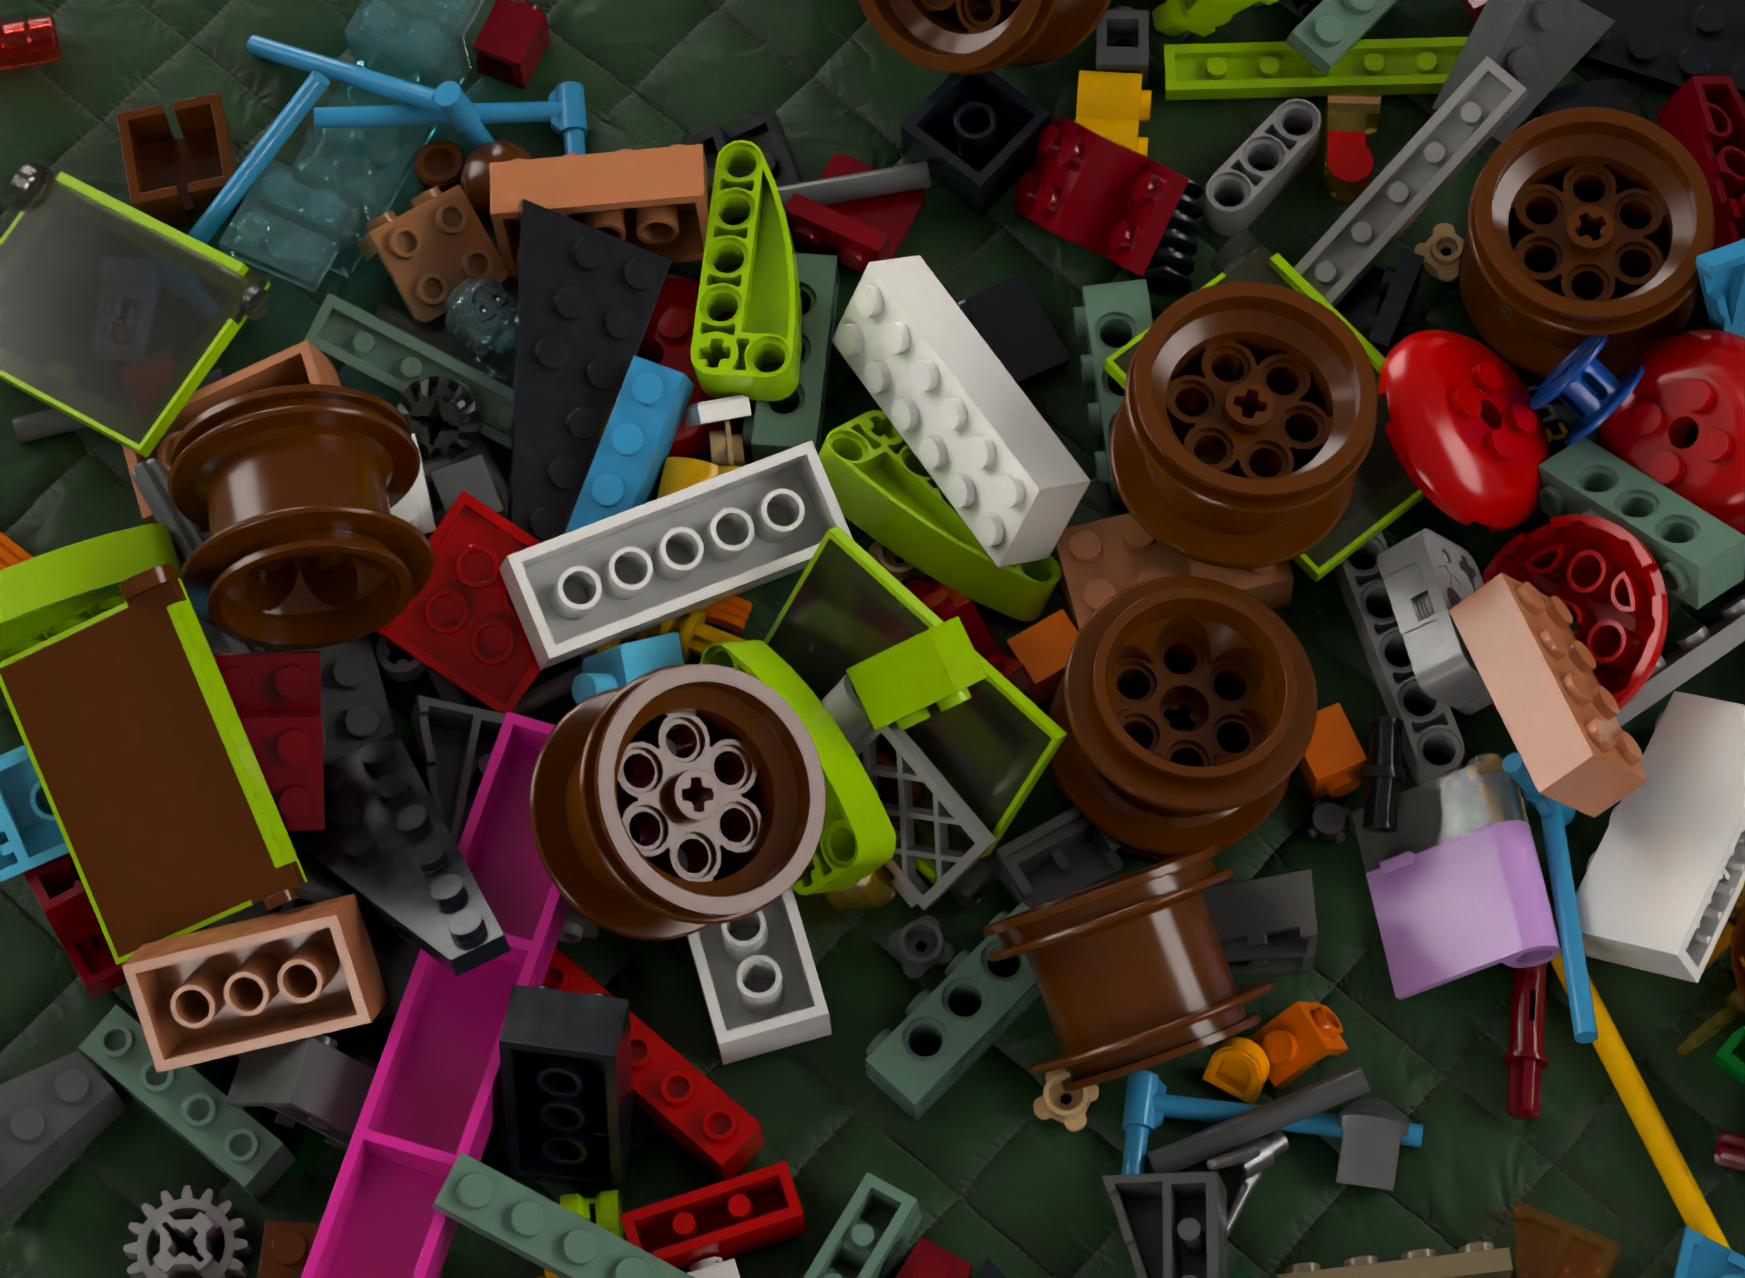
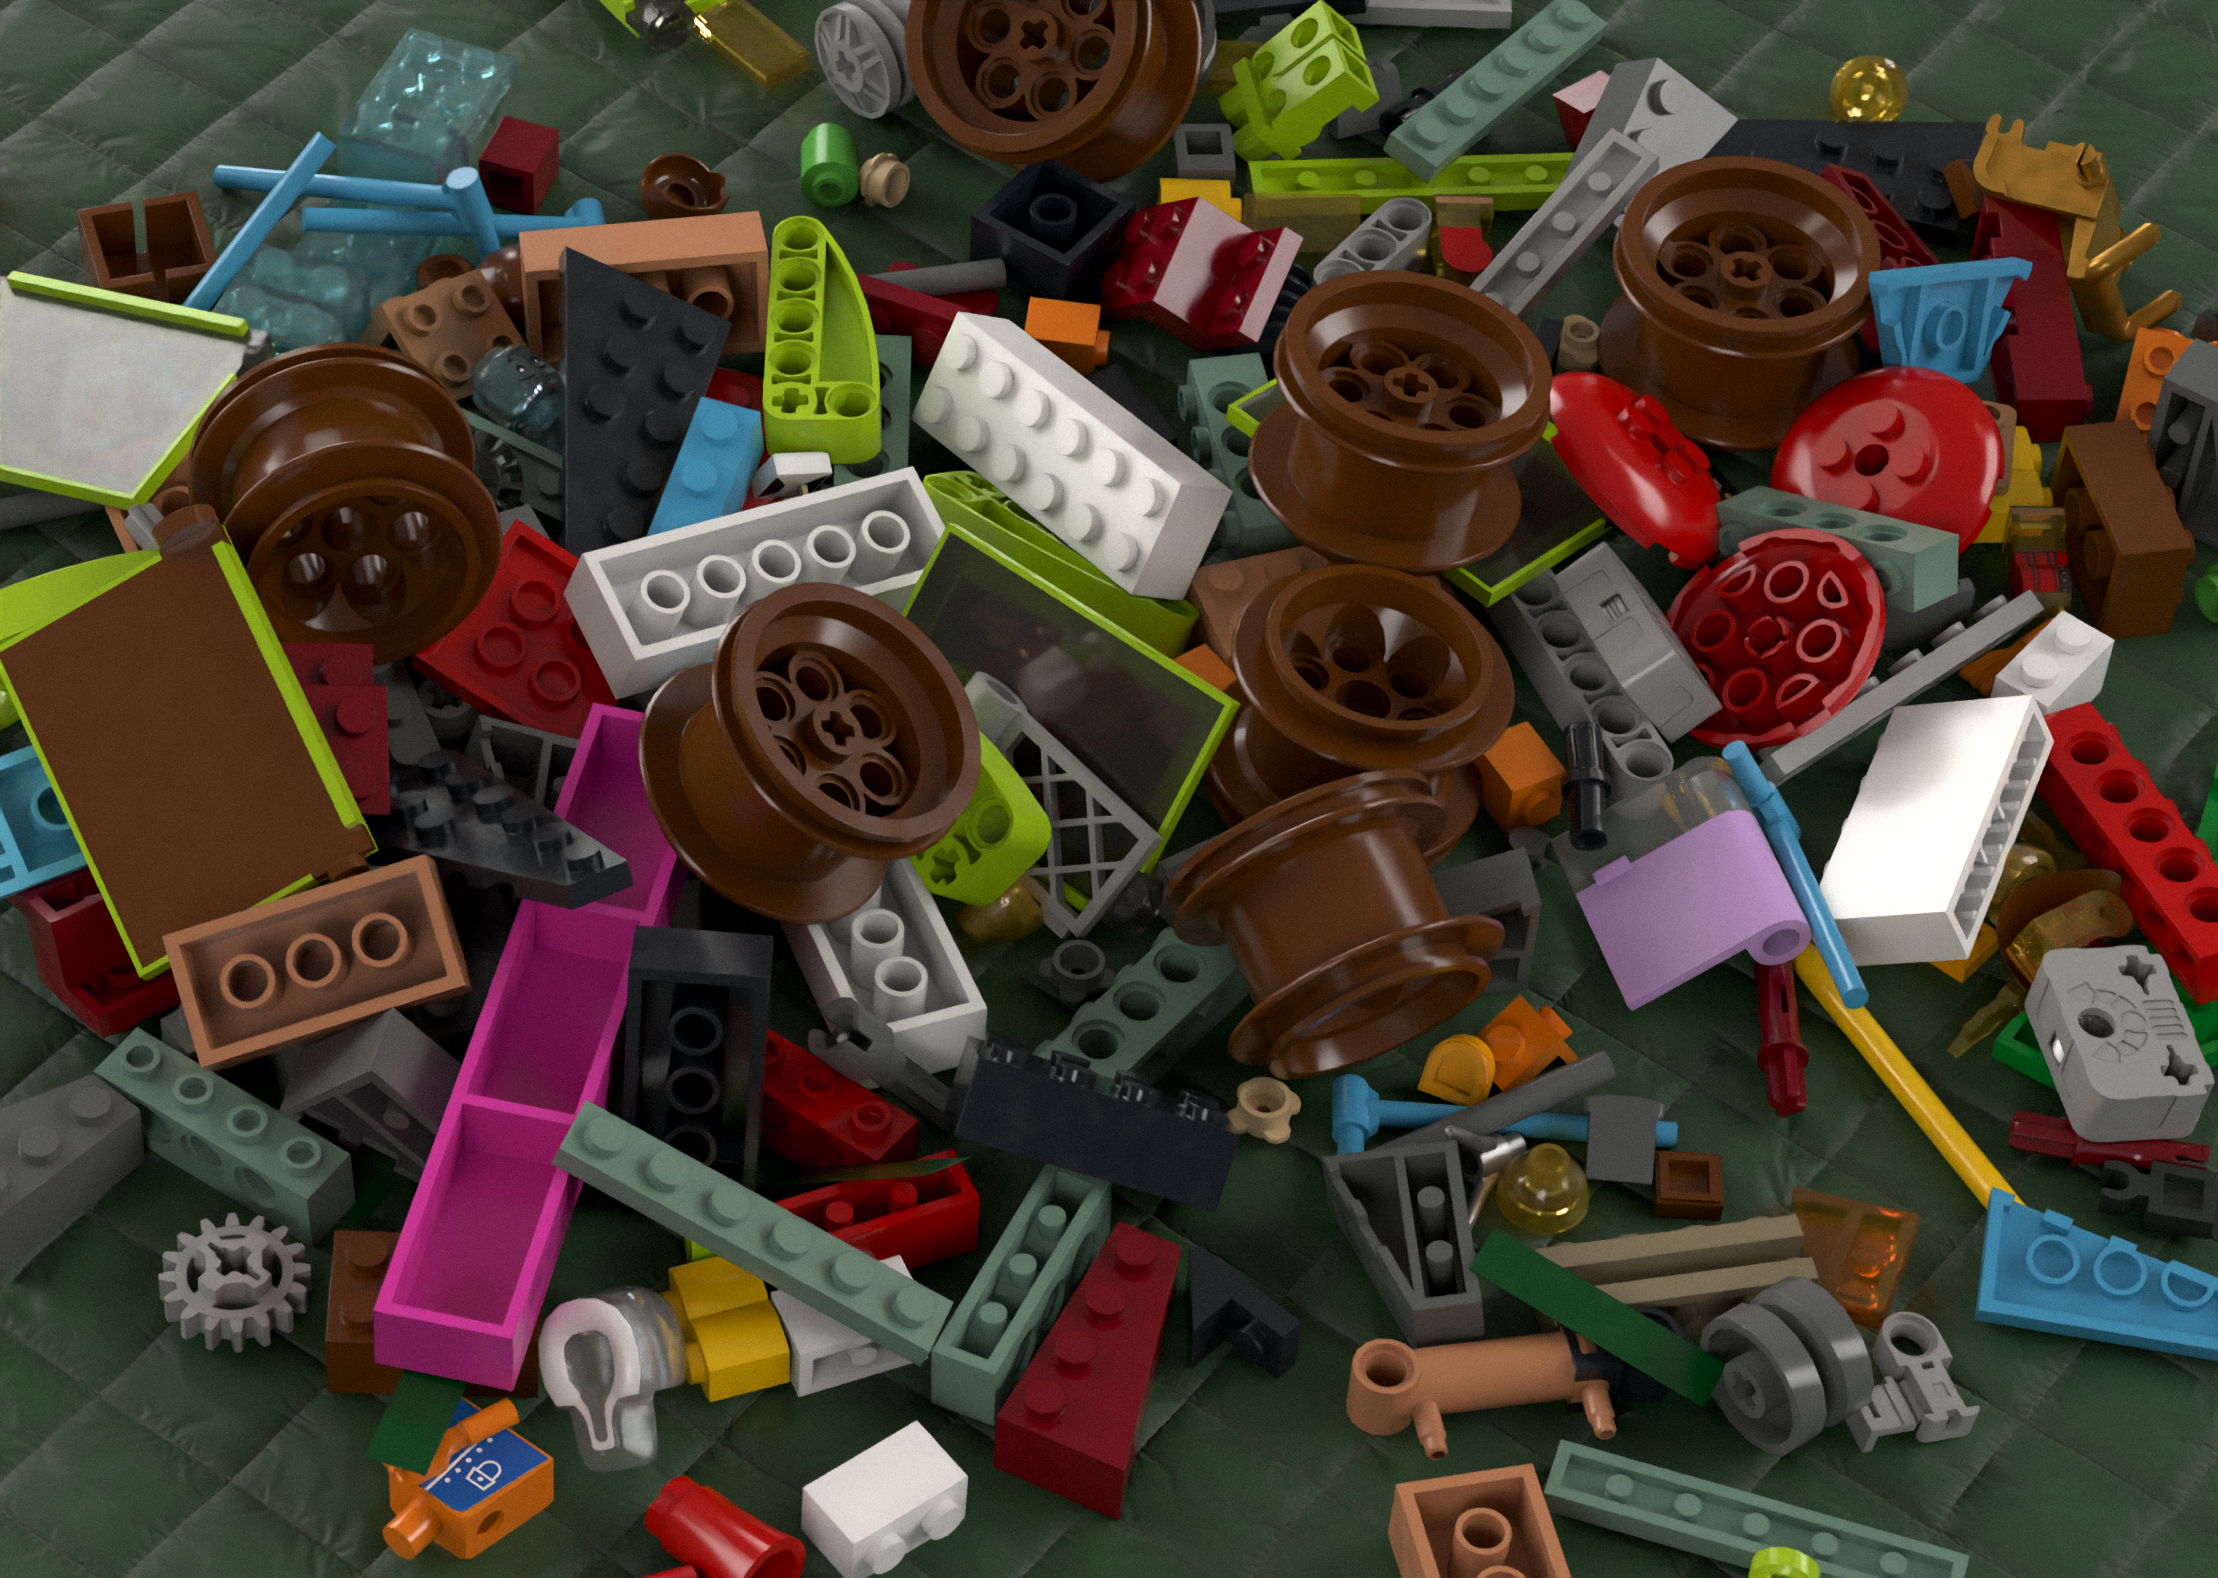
camera: 15 degrees left, 20 degrees down
(652, 76) = (680, 188): none -> reddish brown hair
(708, 1184) = (865, 1171): none -> dark green sticker
(717, 1060) = (864, 1049): none -> dark grey piece
(787, 43) = (829, 166): none -> bright green brick
(835, 59) = (884, 180): none -> tan plate
(904, 1143) = (1092, 1122): none -> black brick
(917, 674) = (1064, 654): lime brick -> none
(975, 251) = (1069, 332): none -> orange brick
(1205, 114) = (1318, 218): none -> clear yellow tile
(1298, 1193) = (1543, 1190): none -> clear yellow brick
(1425, 1189) = (1687, 1185): none -> reddish brown tile
(1549, 695) = (1769, 678): nougat brick -> none
(1586, 388) = (1759, 430): blue piece -> none

